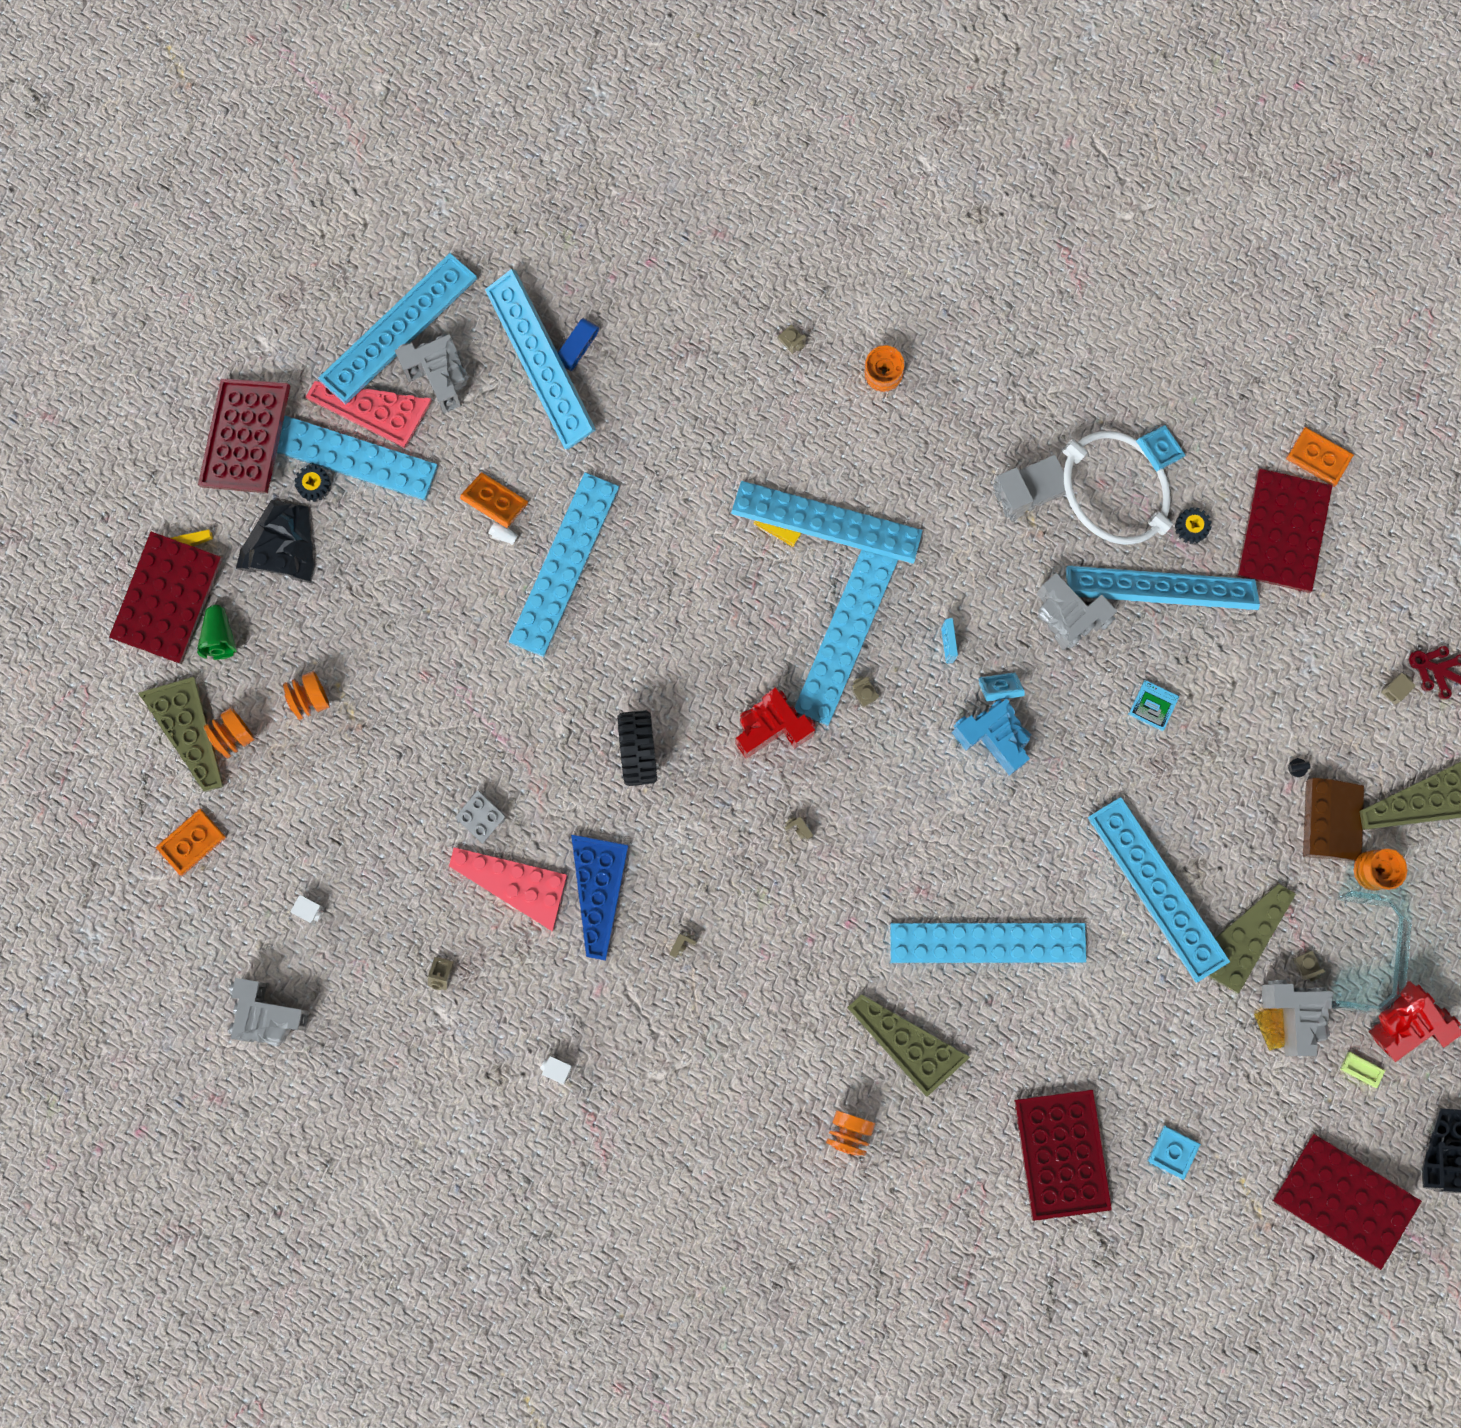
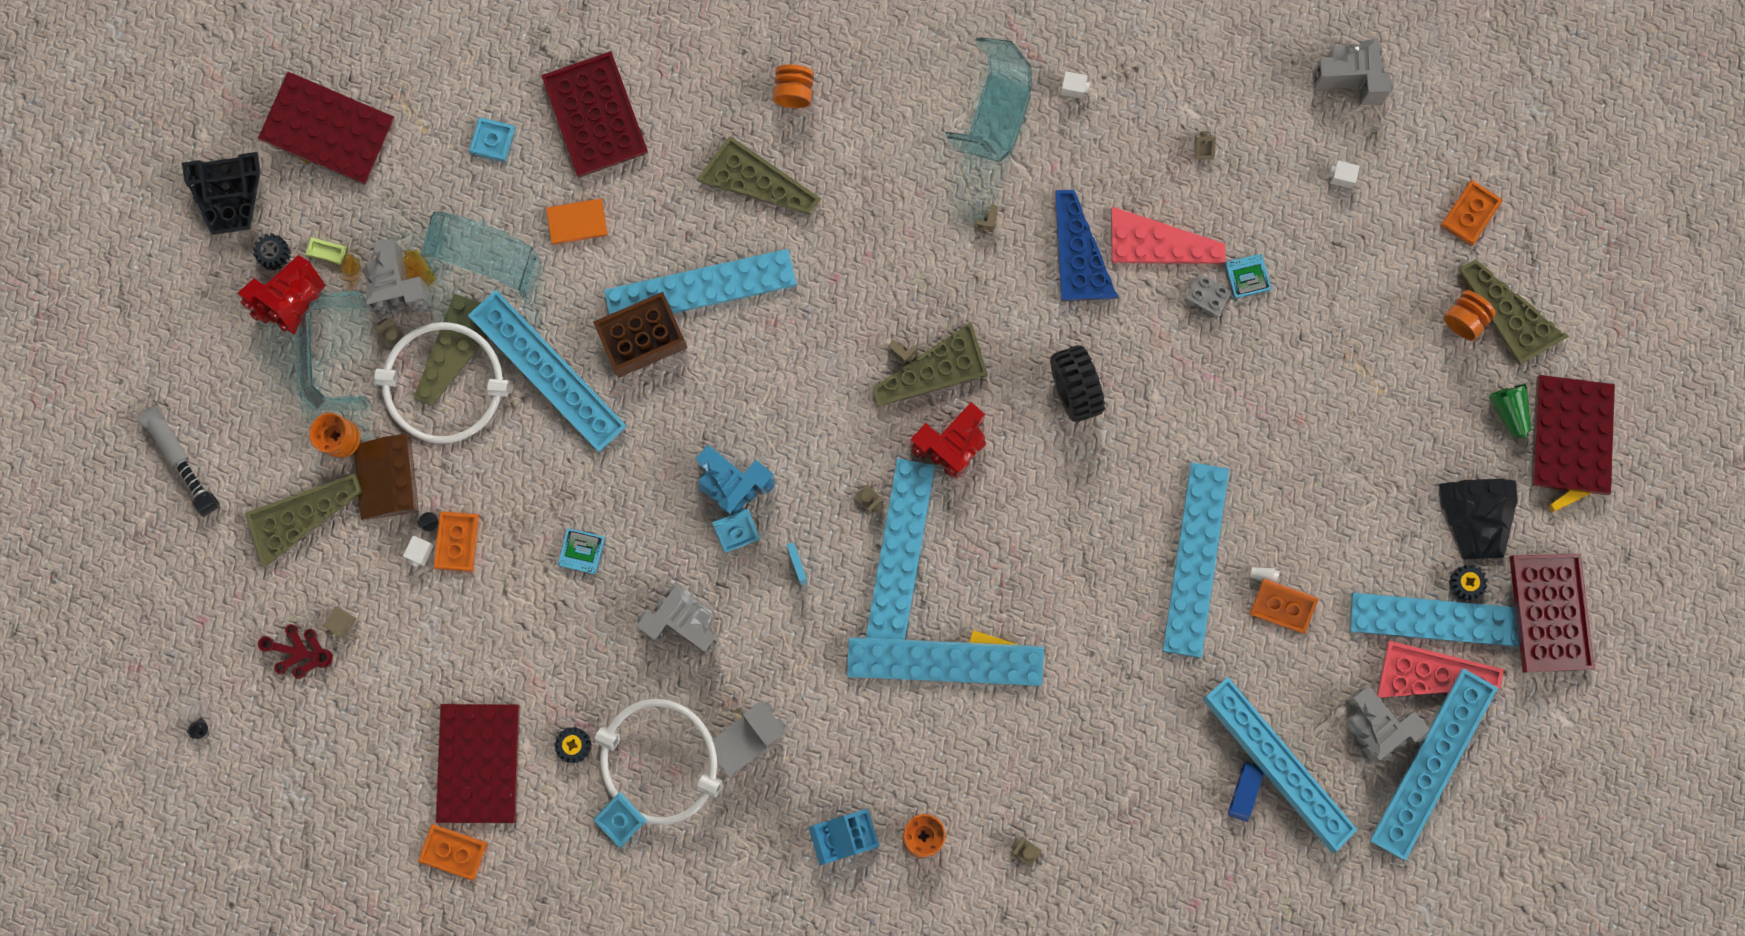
camera: 170 degrees right, 0 degrees up
(306, 695) = (1408, 367): orange wheel -> none
(434, 828) = (1248, 276): none -> tile
(642, 1060) = (1001, 103): none -> clear light blue piece
(764, 805) = (942, 366): none -> olive wing
(957, 385) = (843, 836): none -> dark azure bracket
(1059, 904) = (640, 334): none -> reddish brown slope
(1100, 1042) = (576, 221): none -> orange tile
(1163, 587) = (593, 669): medium azure plate -> none
(1210, 1016) = (482, 251): none -> clear light blue piece
(1273, 742) = (456, 541): none -> orange tile
(1313, 739) = (418, 551): none -> white brick
(1318, 919) = (496, 387): none -> white piece
(1340, 1048) = (350, 265): none -> clear yellow plate
(1425, 1084) = (266, 247): none -> black wheel

